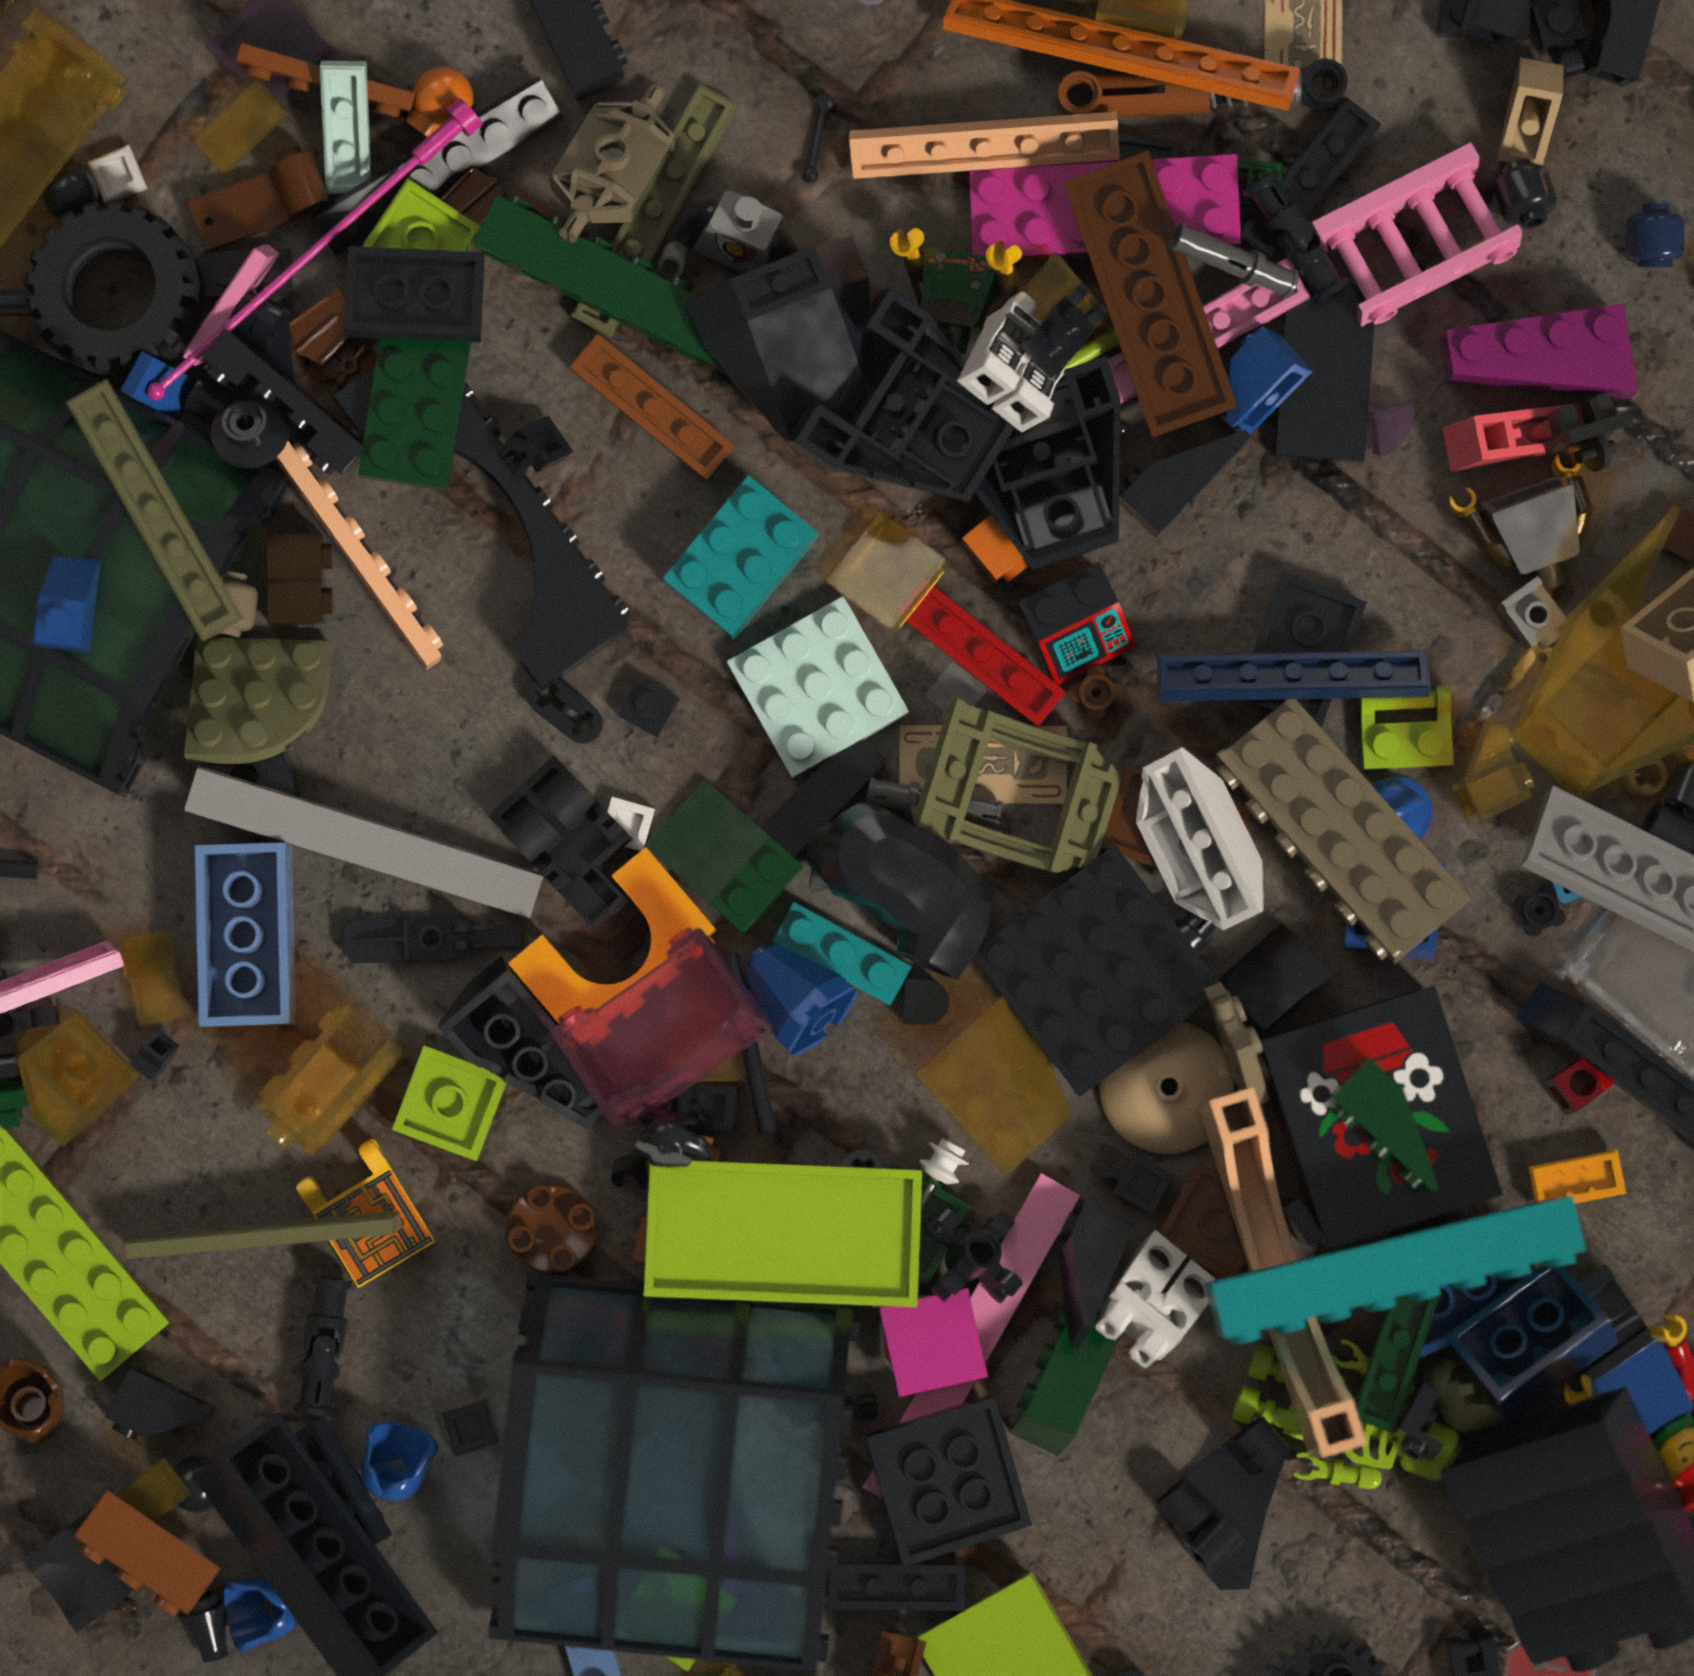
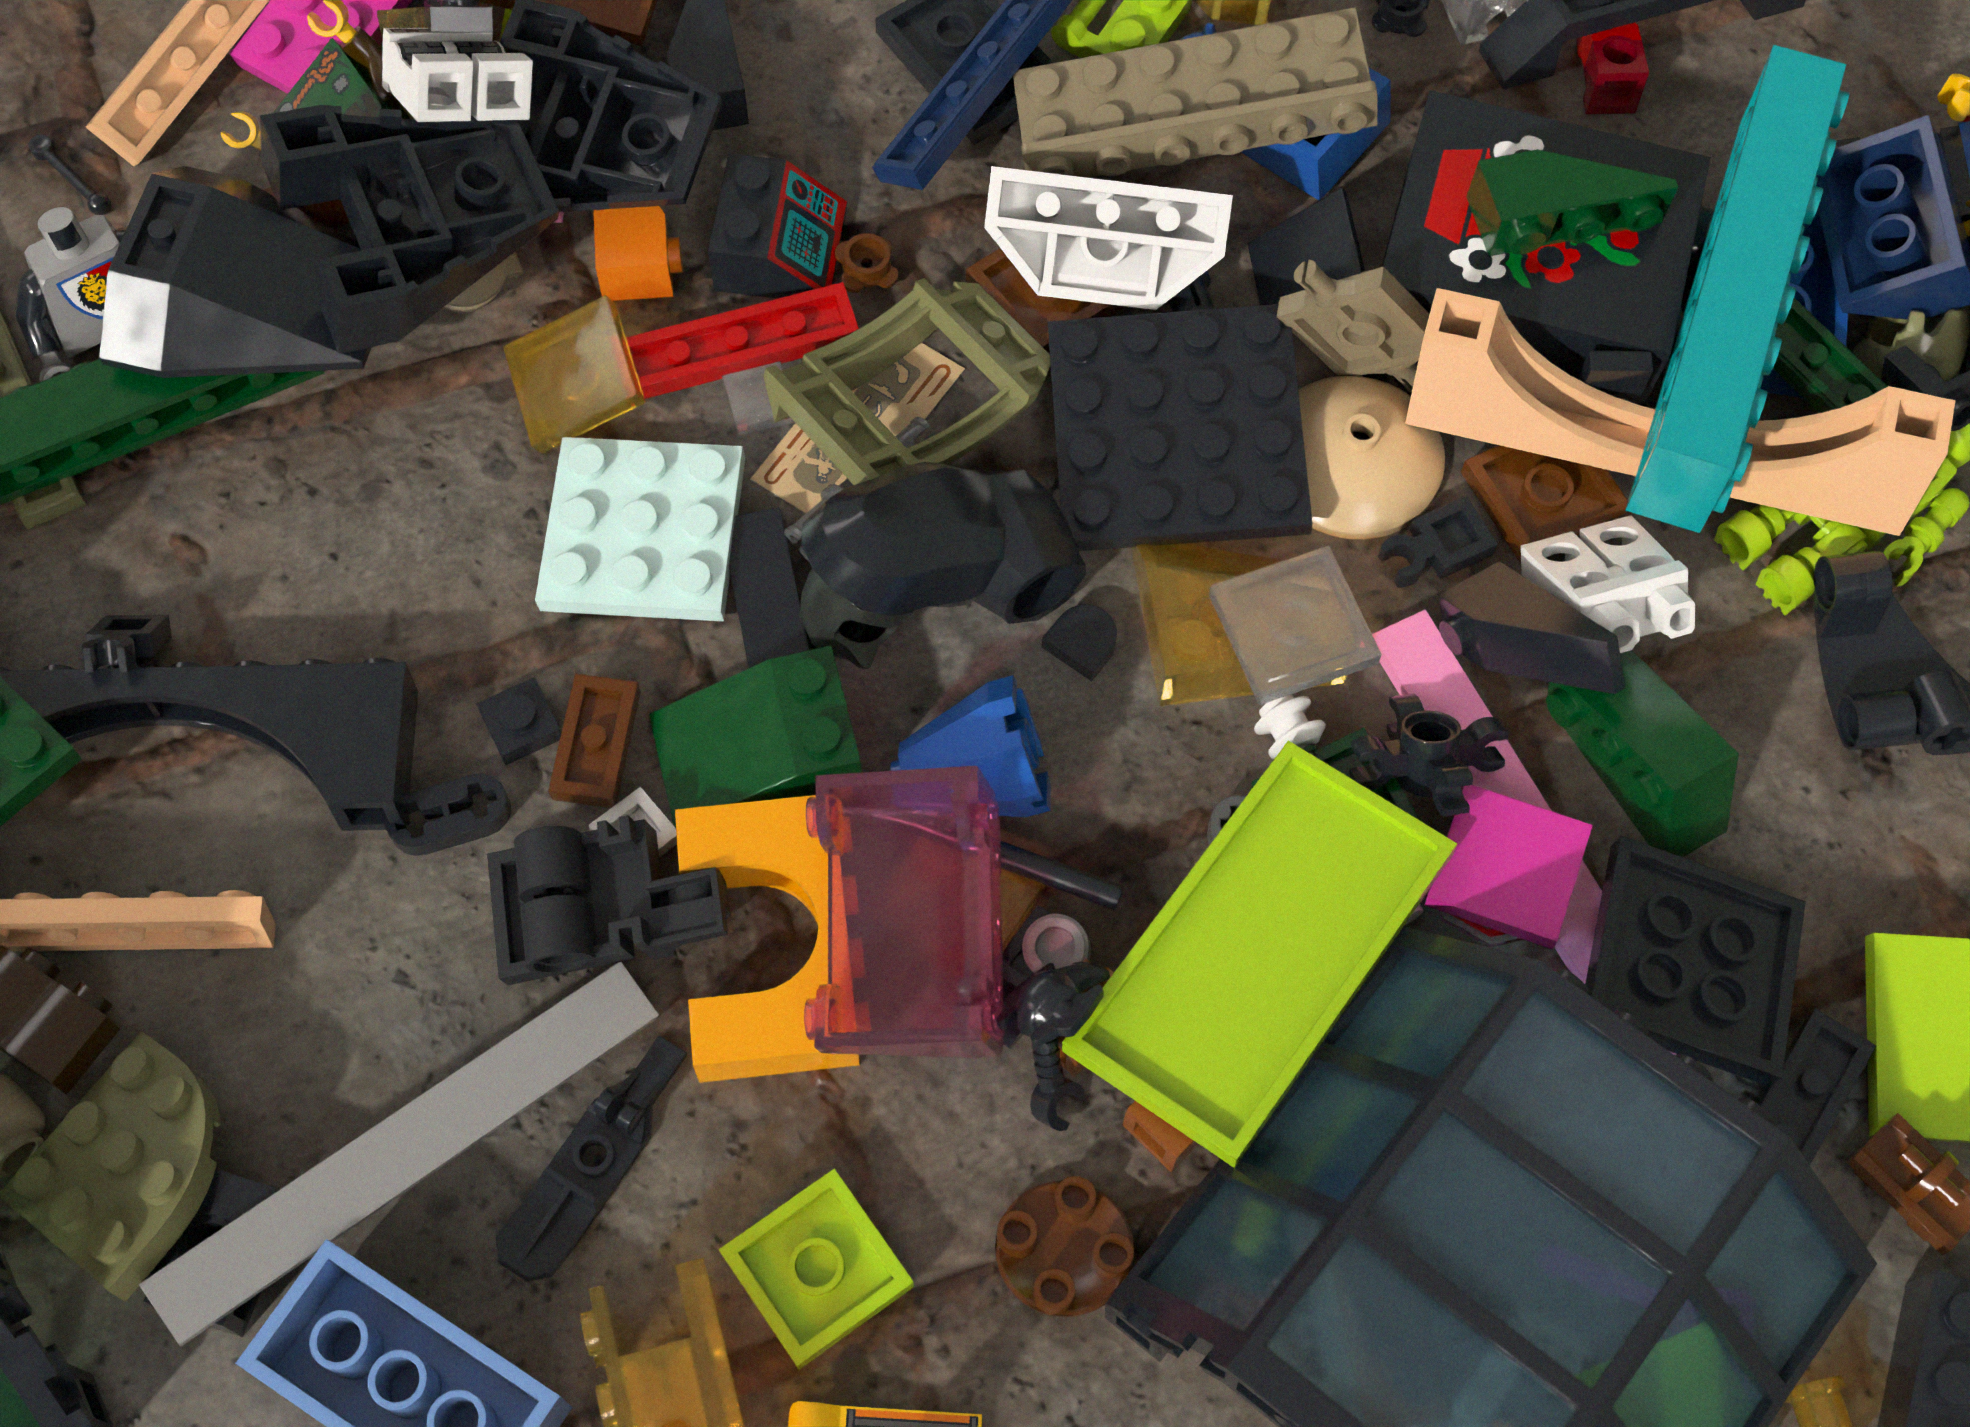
camera: 60 degrees left, 20 degrees down
(508, 1032) = (795, 1119): black wedge -> none
(652, 407) = (192, 499): dark orange plate -> none
(663, 762) = (594, 741): none -> reddish brown plate
(714, 1114) = (1056, 941): none -> light grey tile
(740, 557) = (432, 509): teal brick -> none
(843, 953) = (924, 698): teal plate -> none
(992, 1130) = (1294, 625): none -> clear tile
(1583, 1177) = (1716, 124): light orange plate -> none

